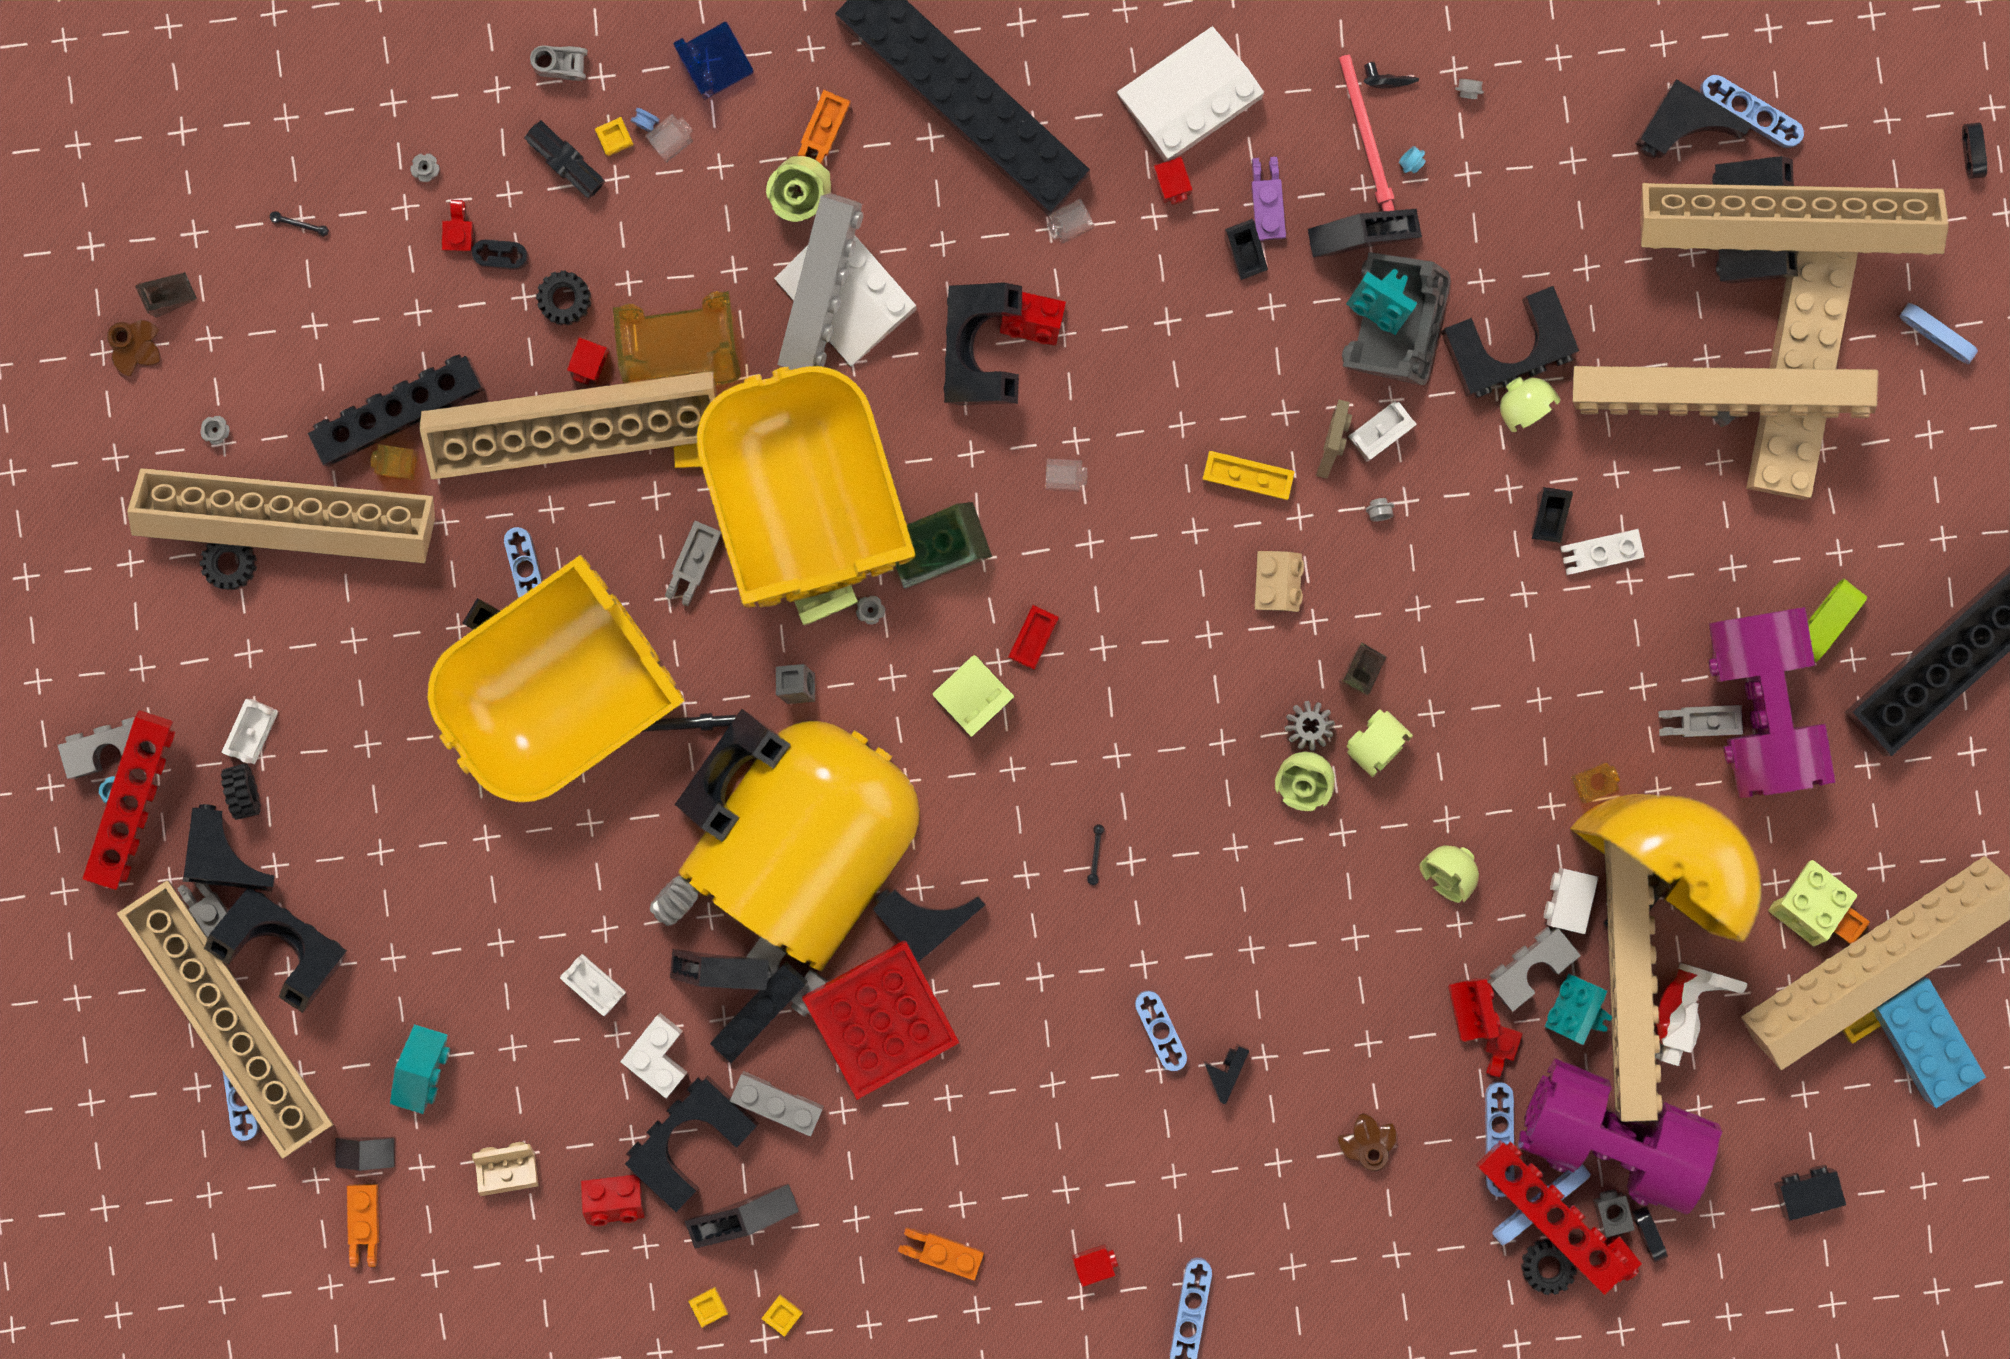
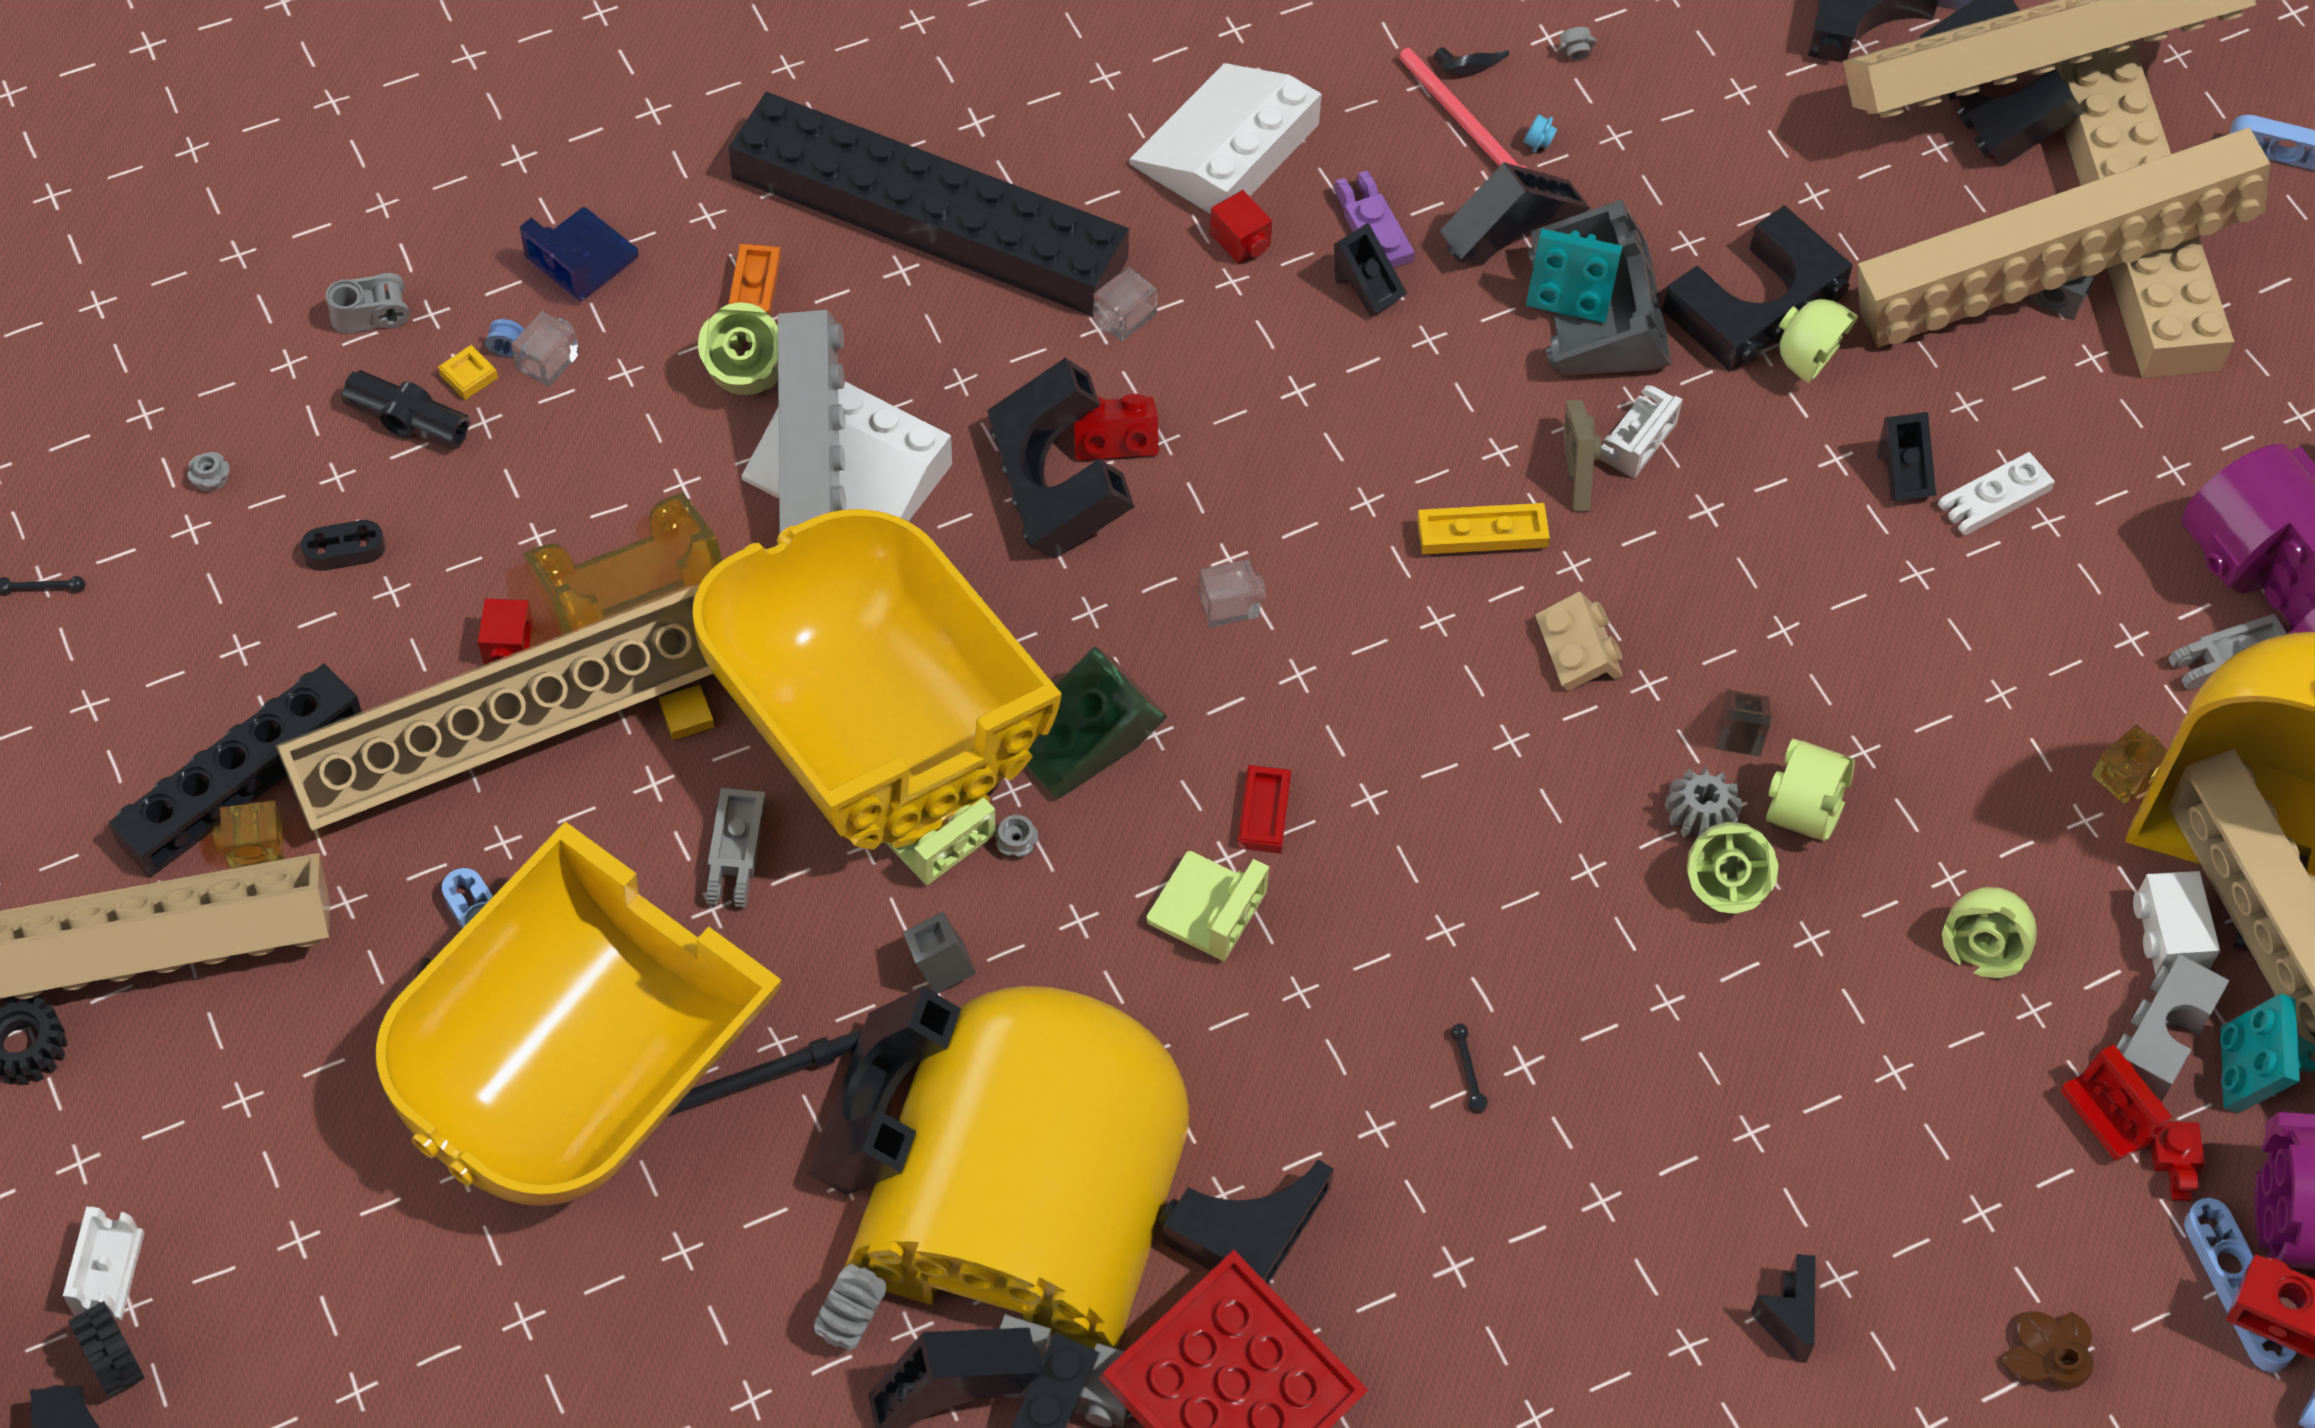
camera: 15 degrees left, 30 degrees down
(457, 233) = (275, 534): red plate -> none
(546, 293) = (443, 550): black tyre -> none
(1177, 1047) = (1702, 1296): light blue beam -> none
(1380, 510) = (1679, 521): light grey plate -> none

